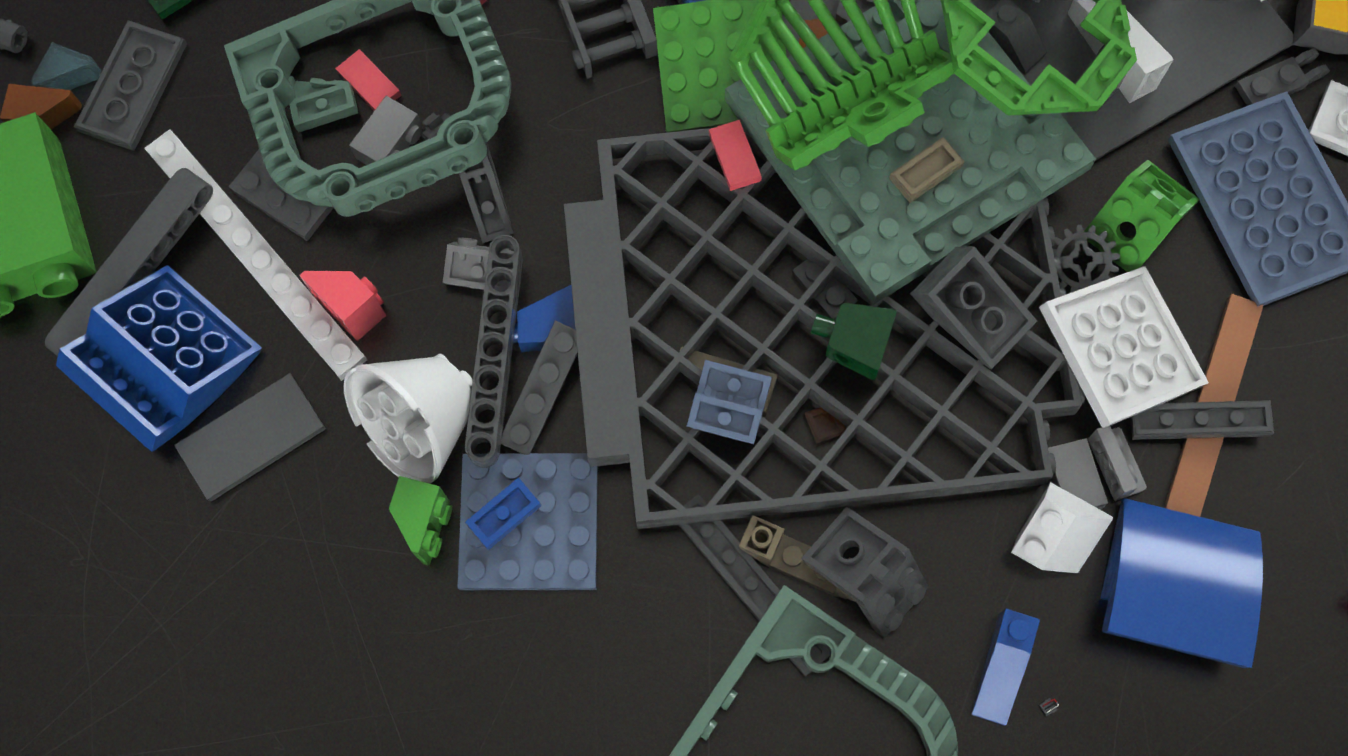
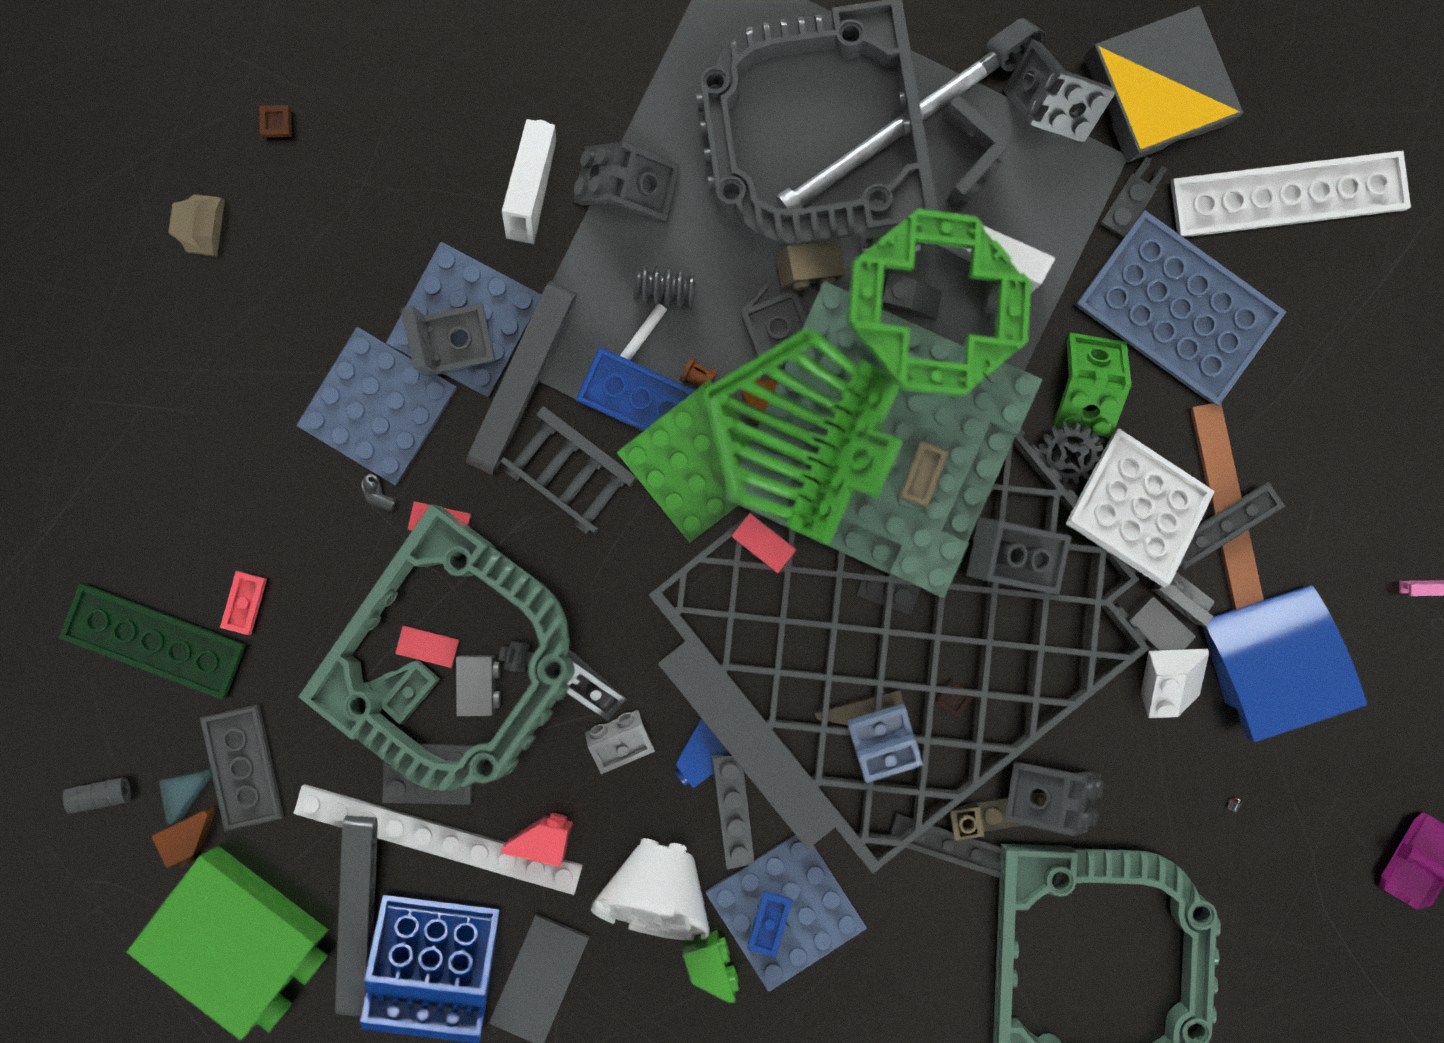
camera: 40 degrees left, 15 degrees up
(491, 334) = (683, 824): dark grey beam -> none
(857, 336) = (948, 635): dark green torso -> none
(1005, 665) = (1188, 797): slope -> none

